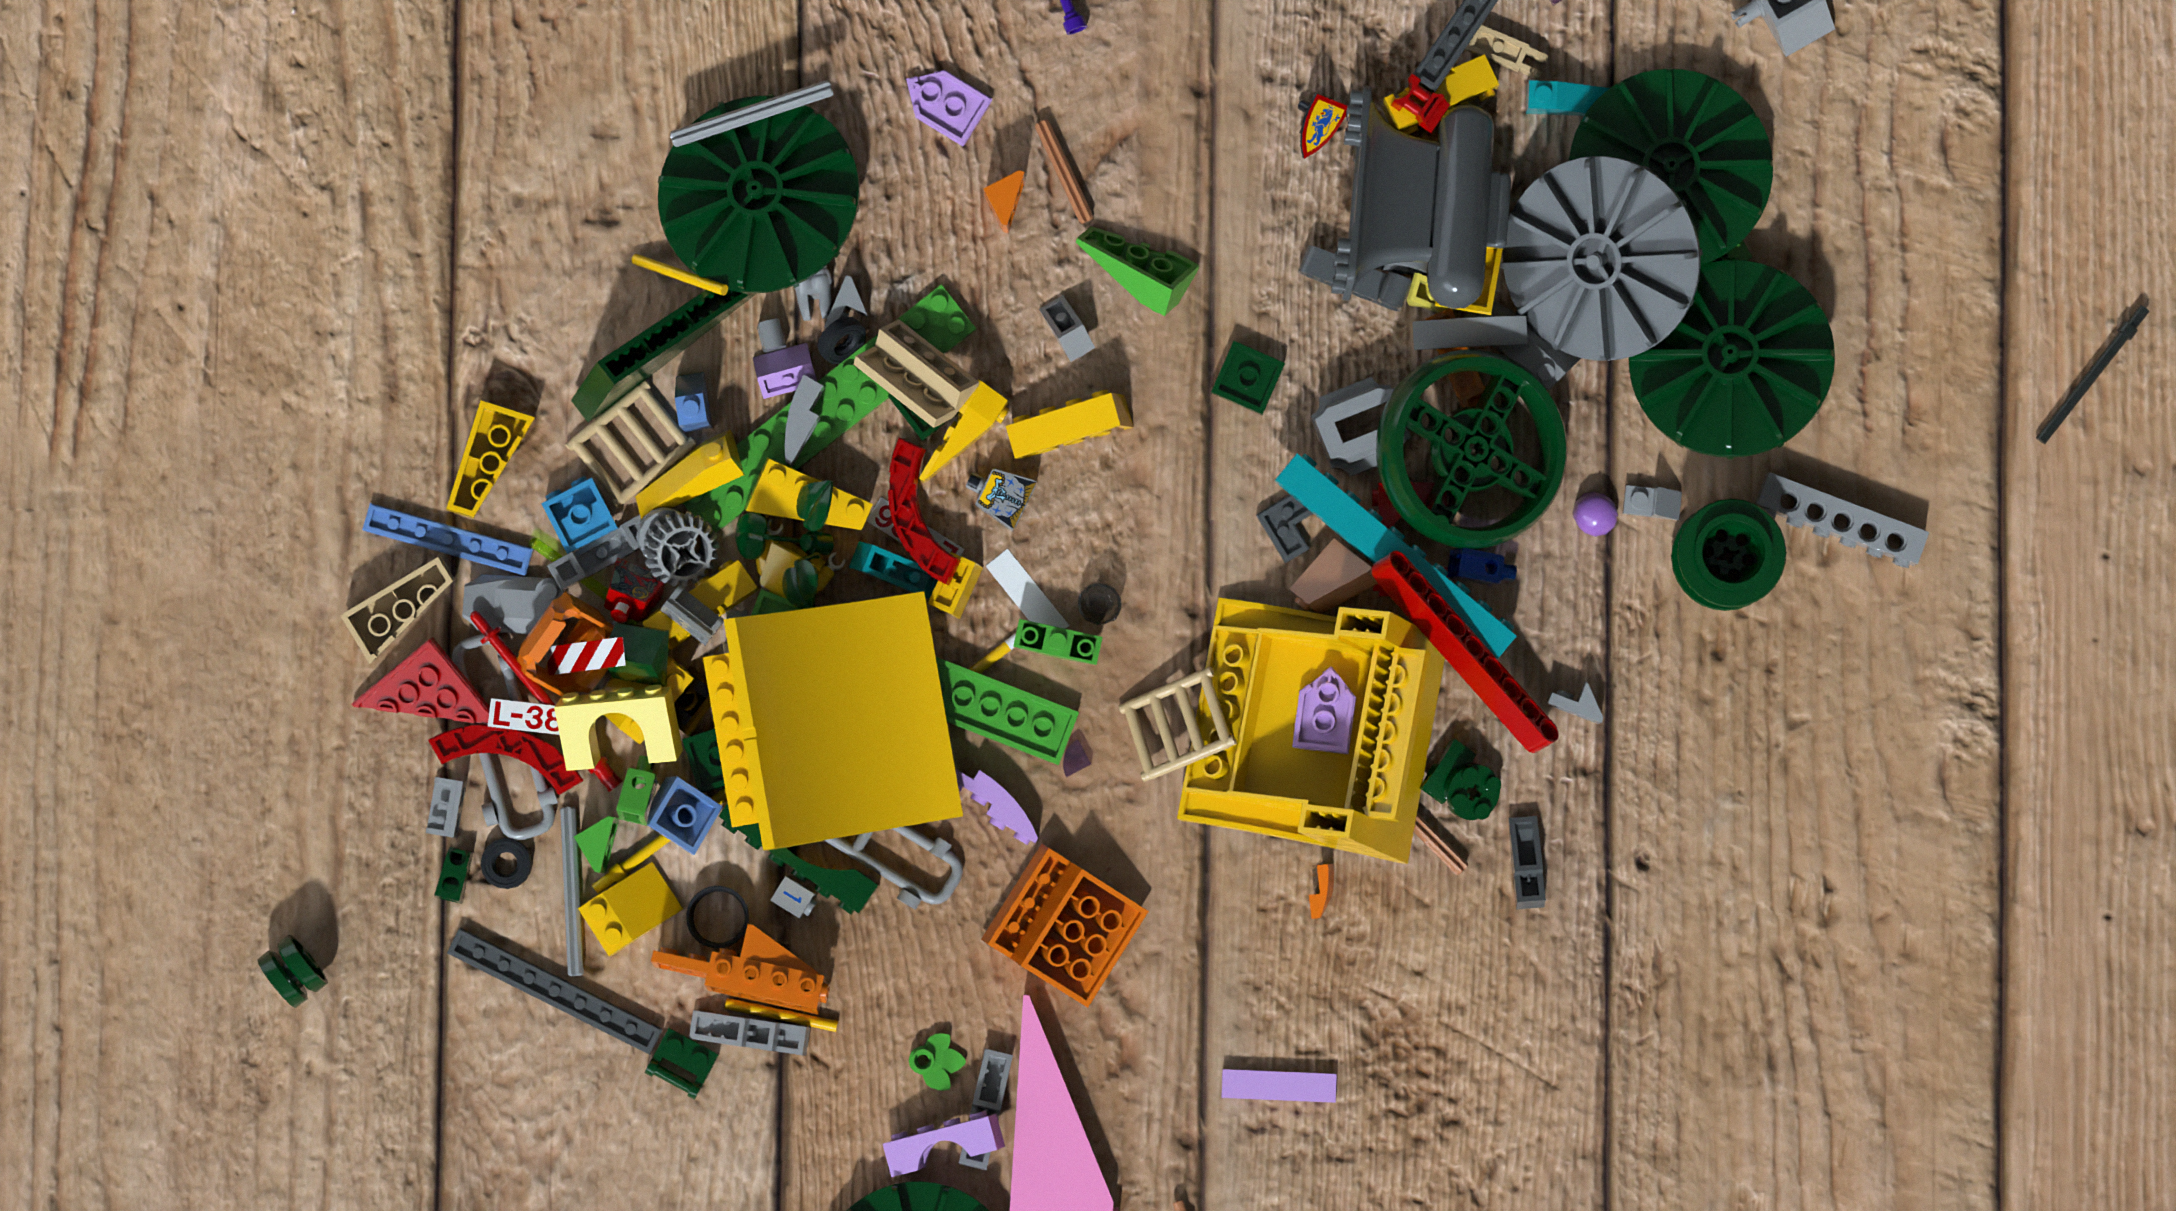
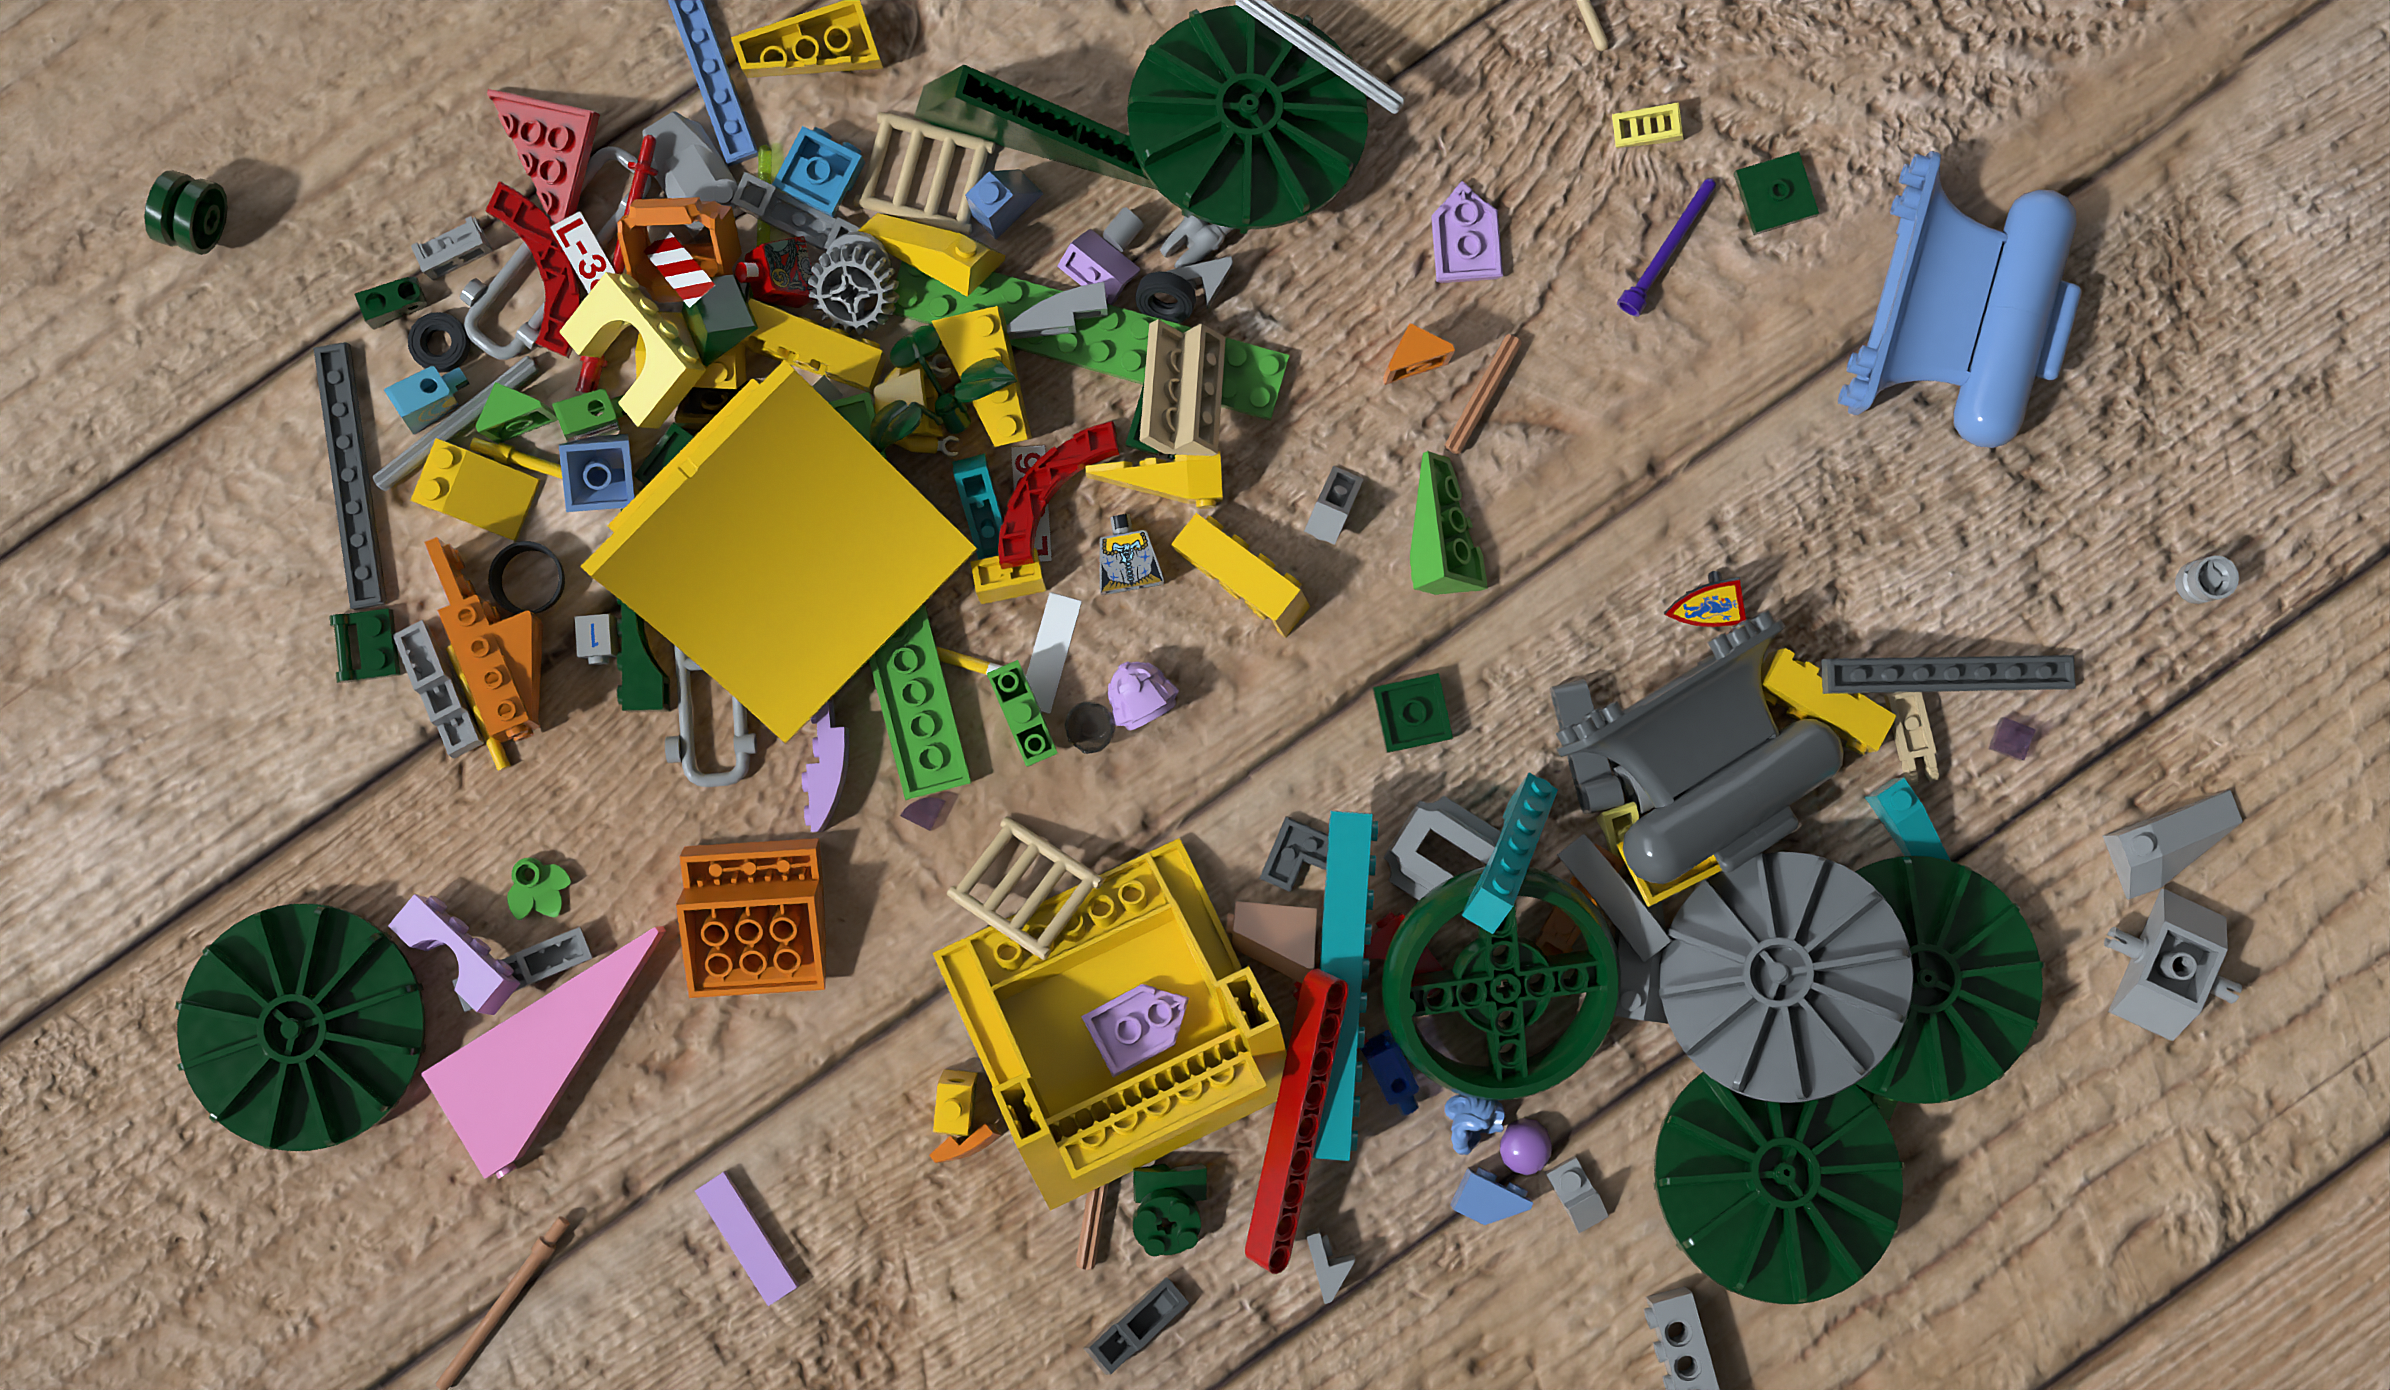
camera: 50 degrees right, 0 degrees up
(389, 612) = (600, 61): tan wedge -> none
(541, 908) = (426, 396): none -> medium azure torso
(679, 274) = (1116, 99): yellow bar -> none
(692, 615) = (794, 337): light grey hinge -> none
(1102, 553) = (1139, 694): none -> lavender helmet
(1290, 877) = (955, 1103): none -> yellow torso
(1389, 378) = (1509, 862): none -> teal arch
(1431, 112) = (1806, 704): red piece -> none
(1549, 535) = (1471, 1118): none -> medium blue hair
(1611, 565) = (1487, 1200): none -> medium blue slope
(1763, 543) = (1618, 1340): dark green wheel -> none

